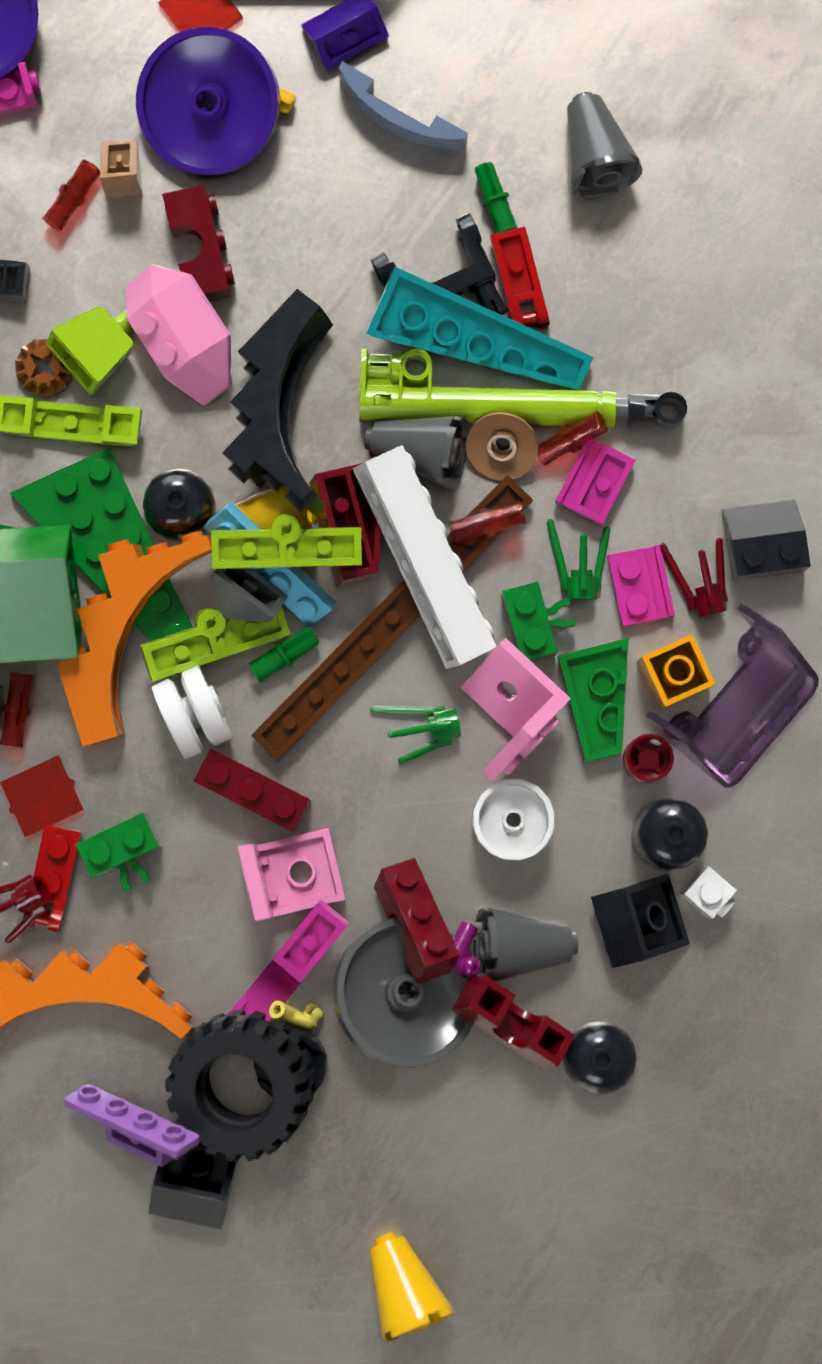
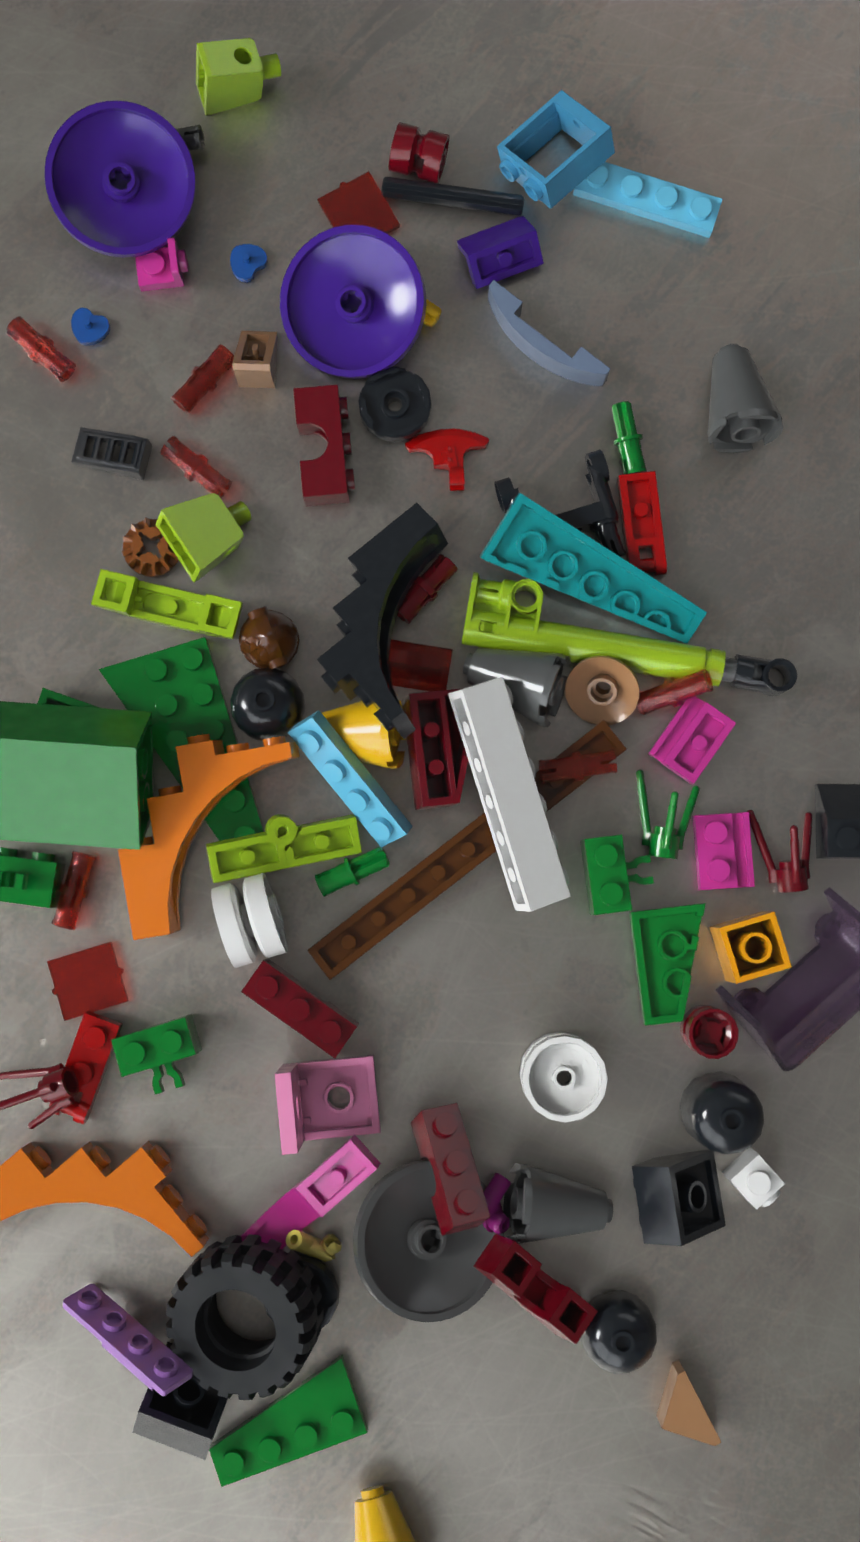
camera: 10 degrees right, 0 degrees up
(75, 282) = (195, 467): none -> clear red pin
(97, 72) = (246, 261): none -> blue piece
(171, 440) = (268, 638): none -> reddish brown helmet
(180, 331) = (293, 530): bright pink wedge -> none
(246, 595) = (320, 804): dark grey slope -> none
(258, 177) = (395, 386): none -> black plate
(286, 546) = (368, 765): lime hinge -> none
(305, 1187) = (293, 1426): none -> green wing
(318, 370) = (426, 587): none -> dark red pin
(321, 233) = (448, 450): none -> red piece
(322, 447) = (419, 666): none -> clear red slope
(442, 725) = (502, 967): green plant -> none
(521, 715) = (591, 969): bright pink bracket -> none
(671, 1120) = (682, 1410): none -> medium nougat slope

